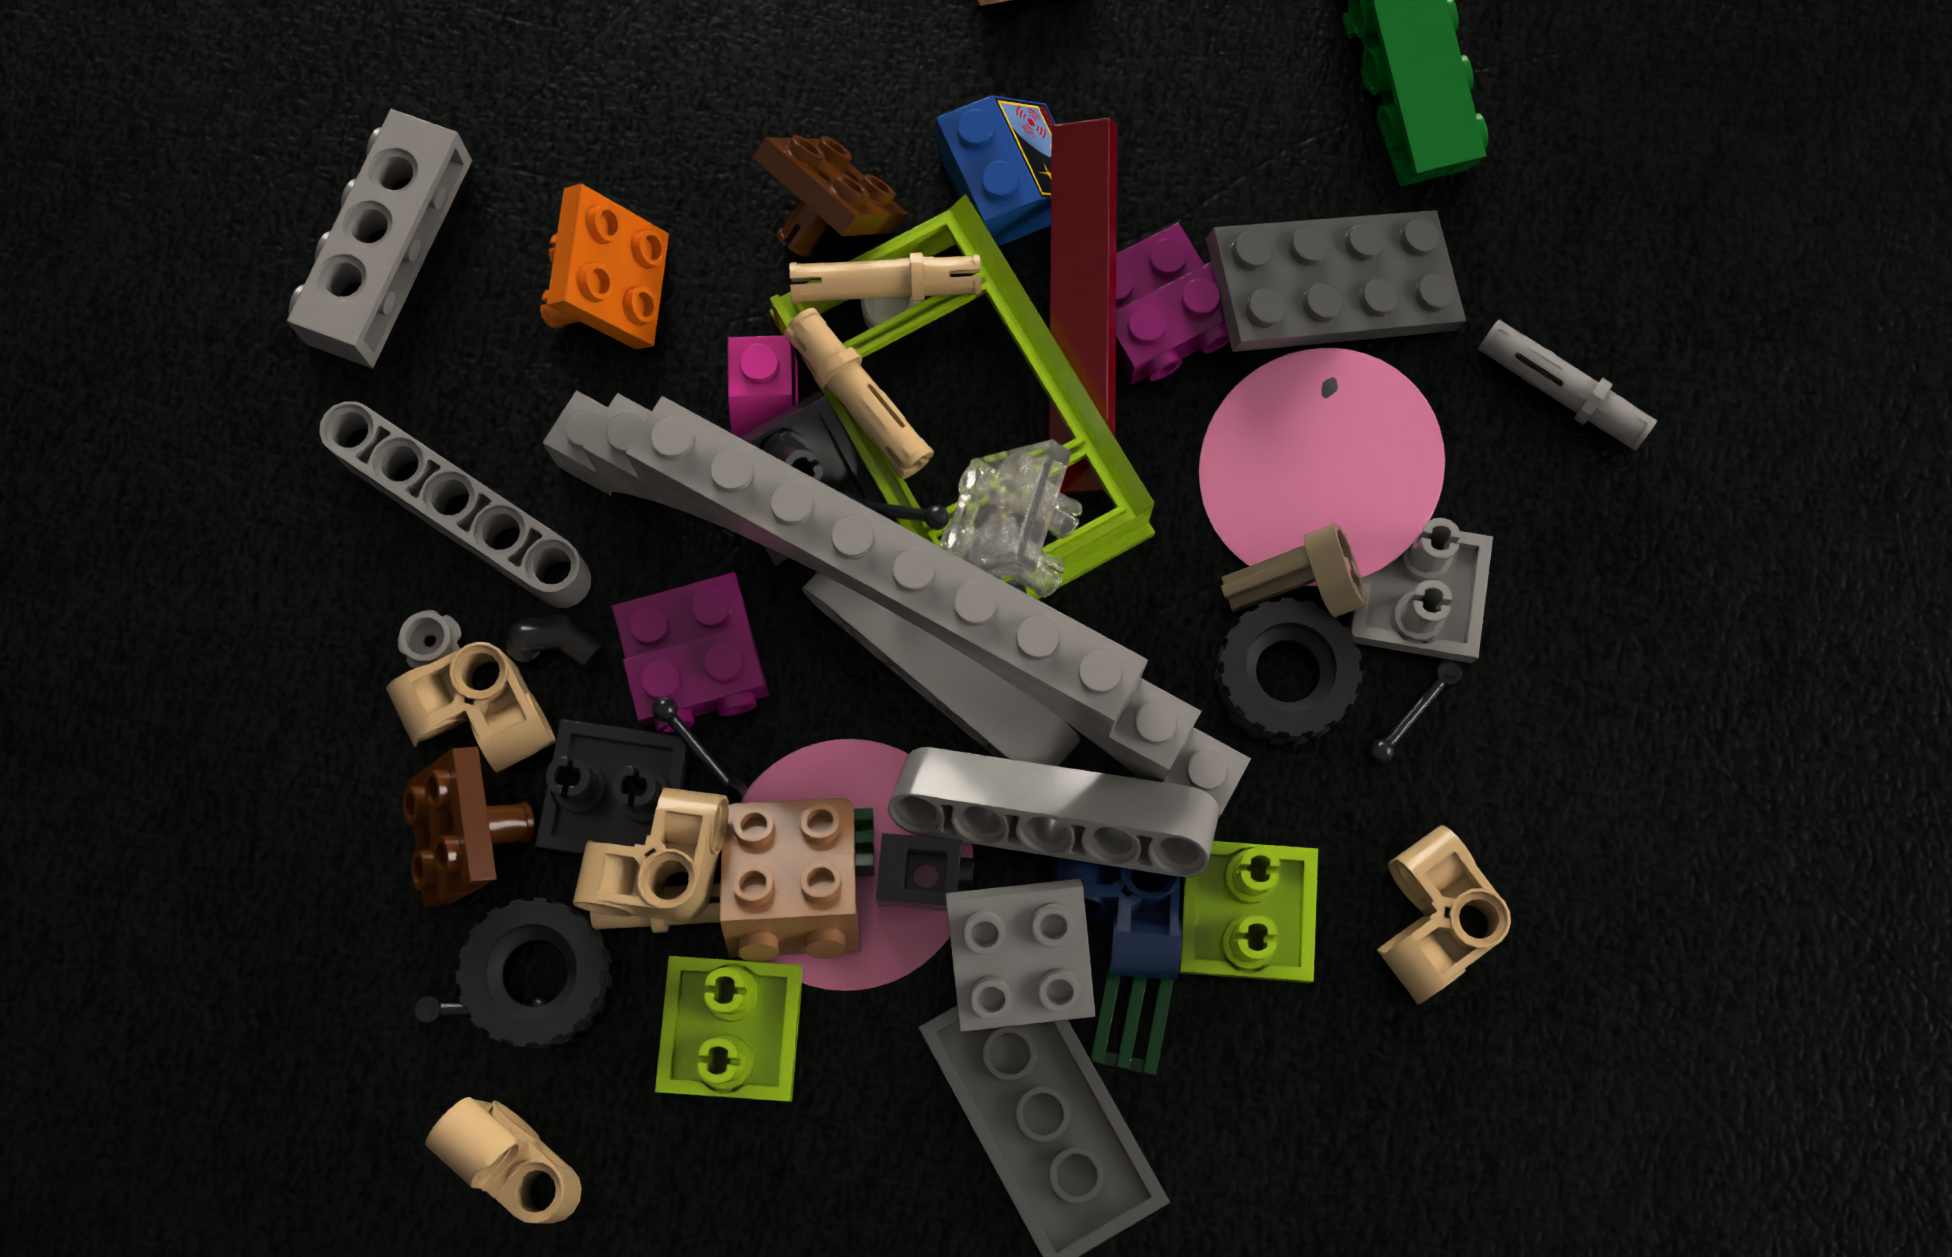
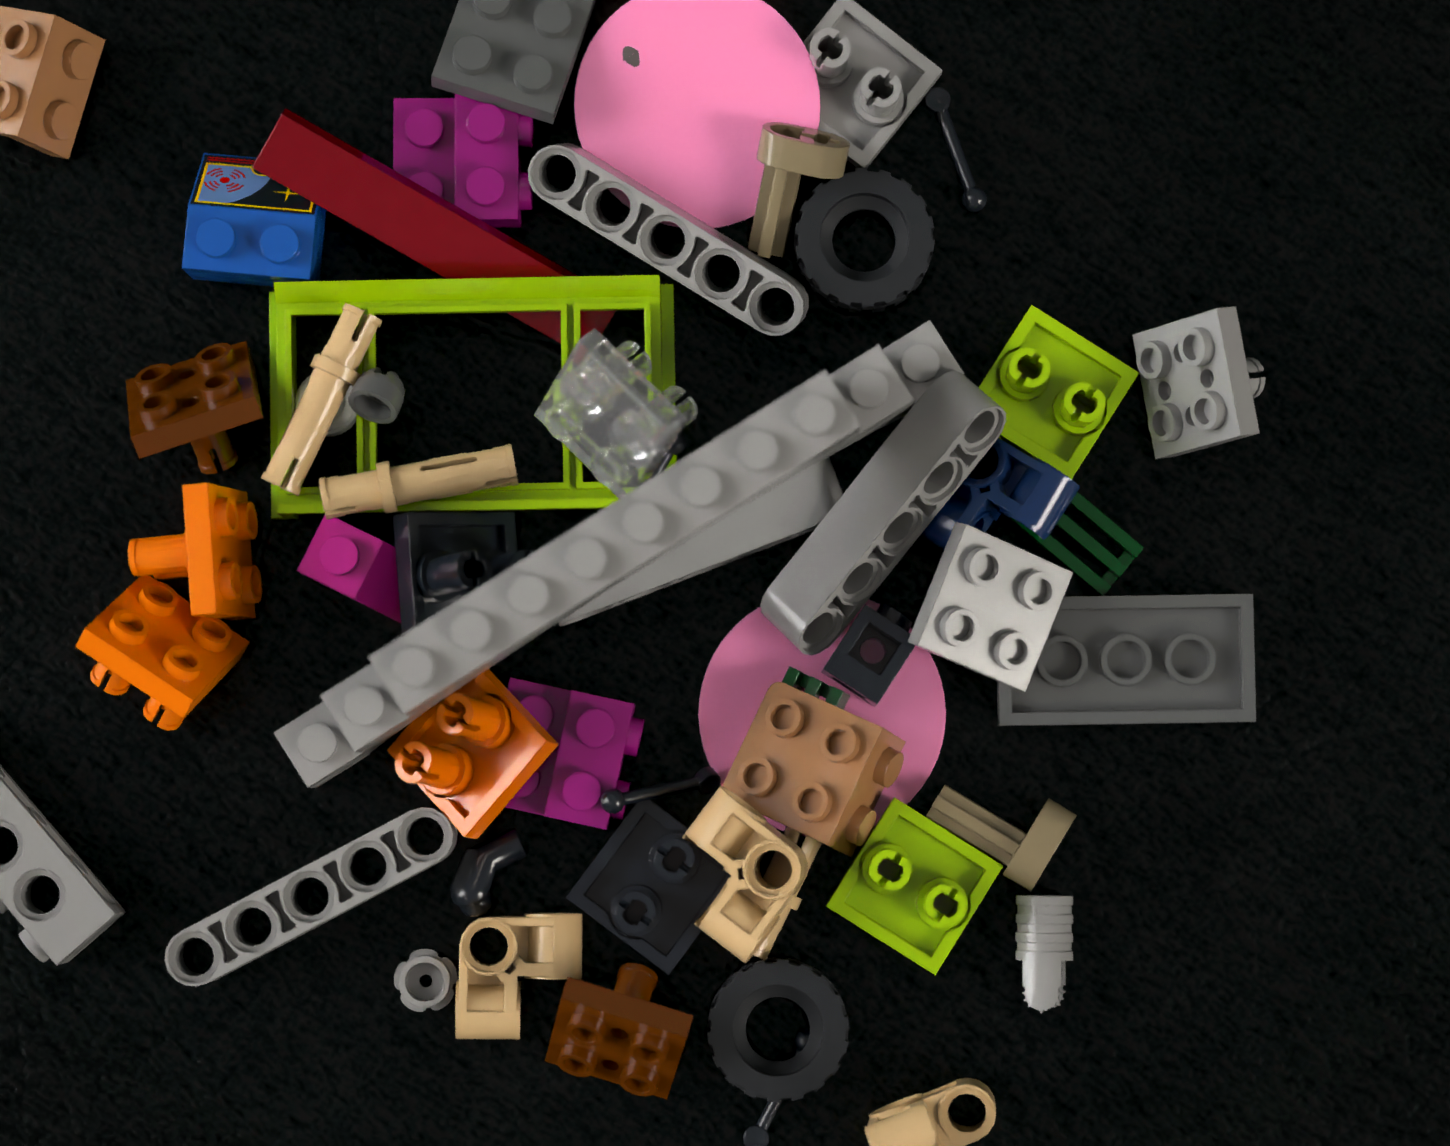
camera: 60 degrees left, 10 degrees up
(649, 565) = (472, 752): none -> orange plate
(707, 263) = (210, 552): none -> orange plate
(732, 1183) = (1044, 946): none -> light grey hinge
(812, 1115) = (1021, 852): none -> dark tan piece
(914, 321) = (377, 396): none -> dark grey hinge
(935, 516) = (510, 540): black hinge -> none
(1183, 474) = (638, 231): none -> light grey beam
(1336, 1040) = (1207, 378): none -> light grey plate
(1439, 881) = (1114, 216): tan piece -> none

